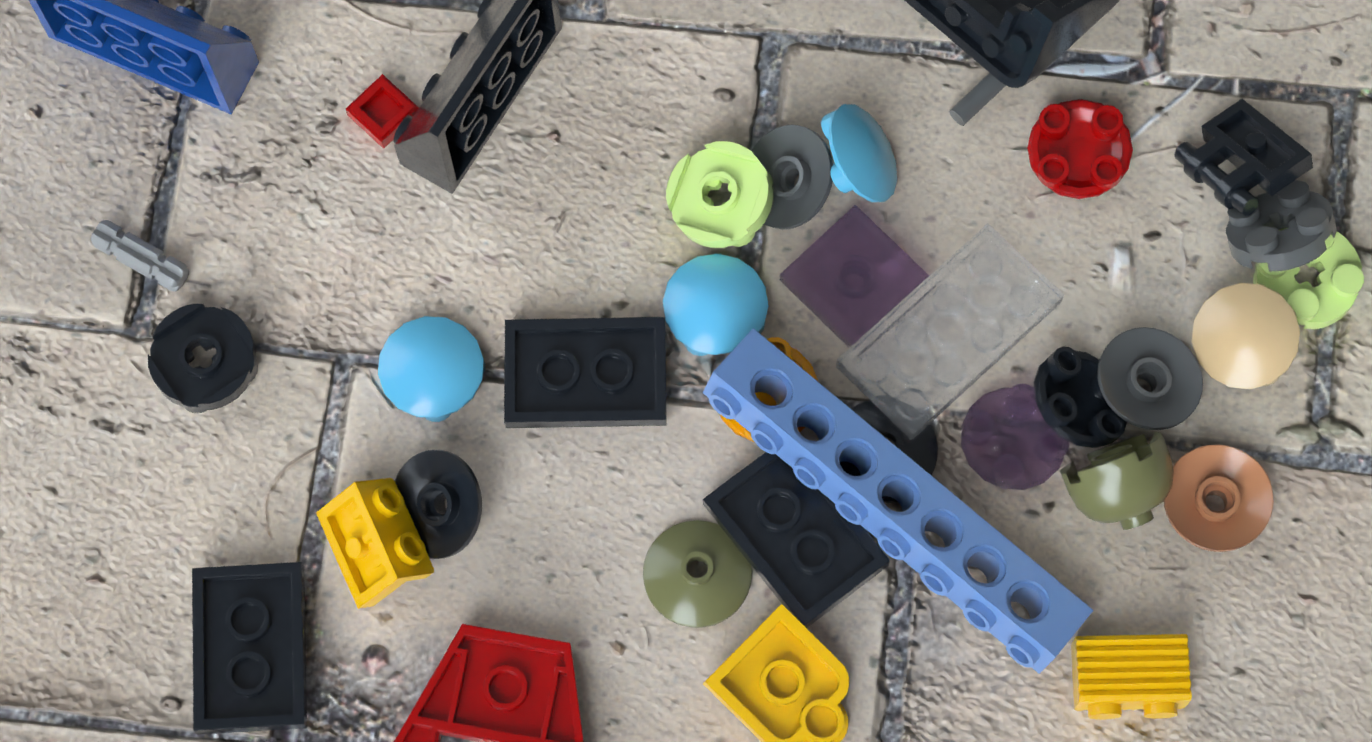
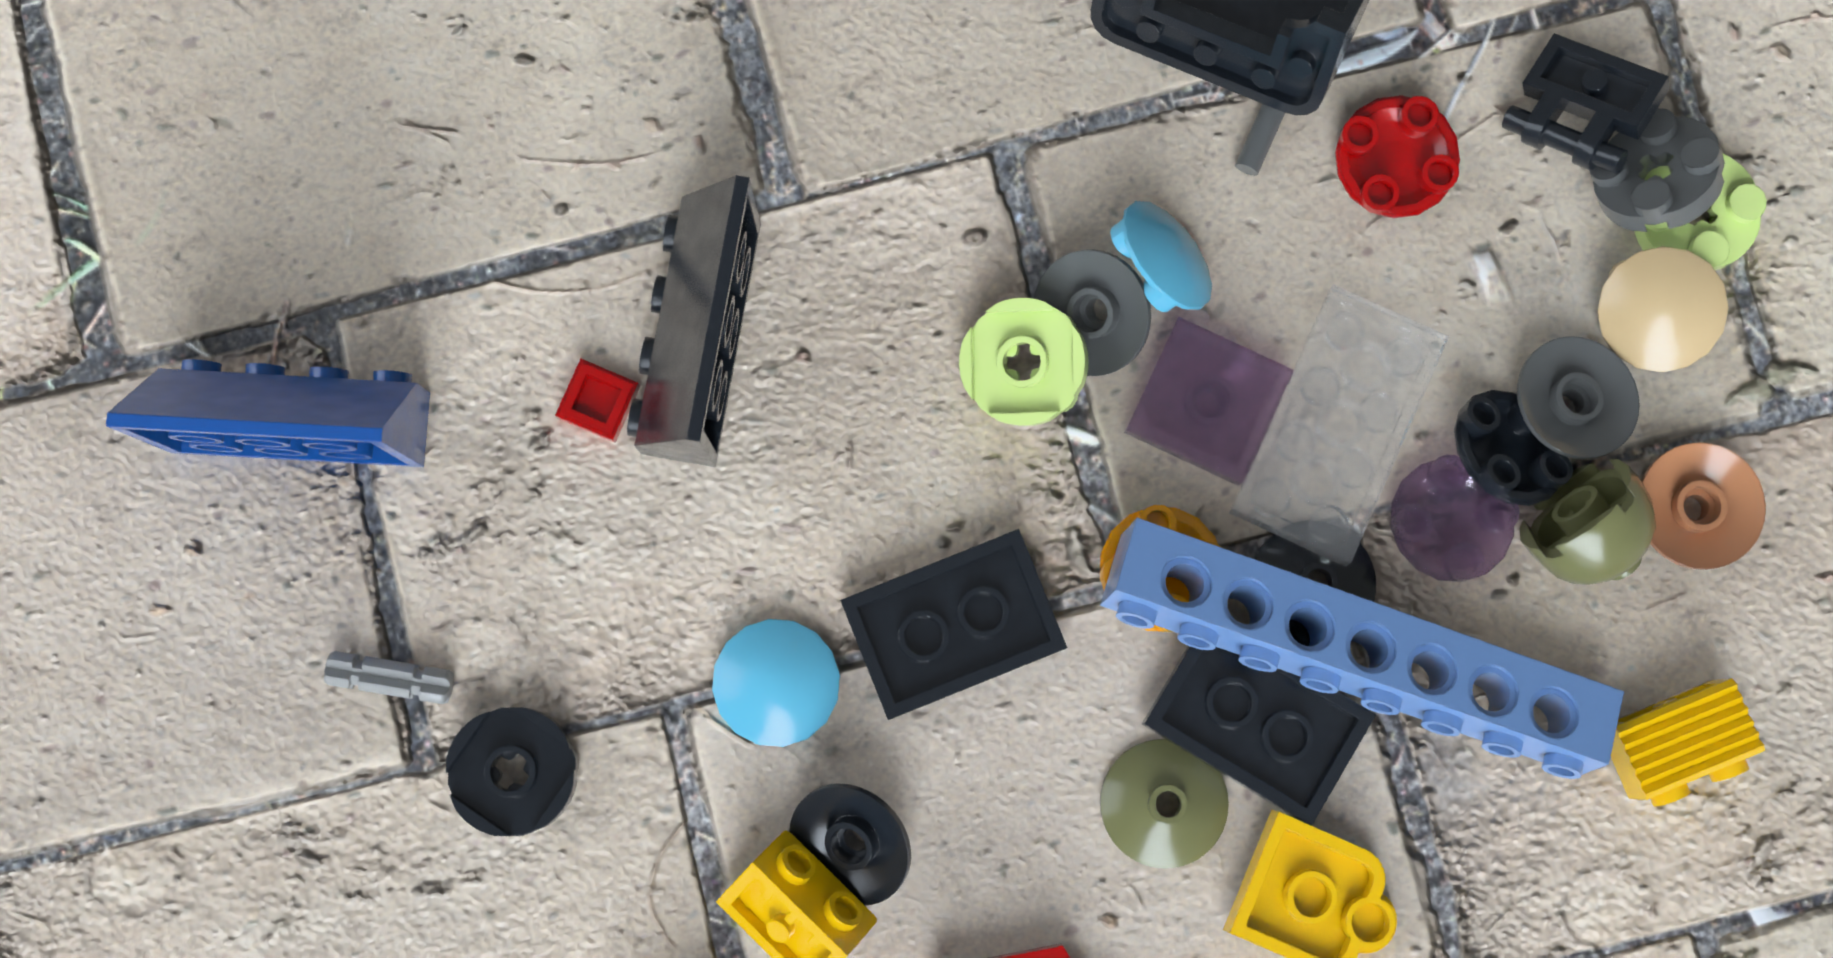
camera: 30 degrees left, 10 degrees up
(714, 304) = (1065, 488): medium azure dish -> none

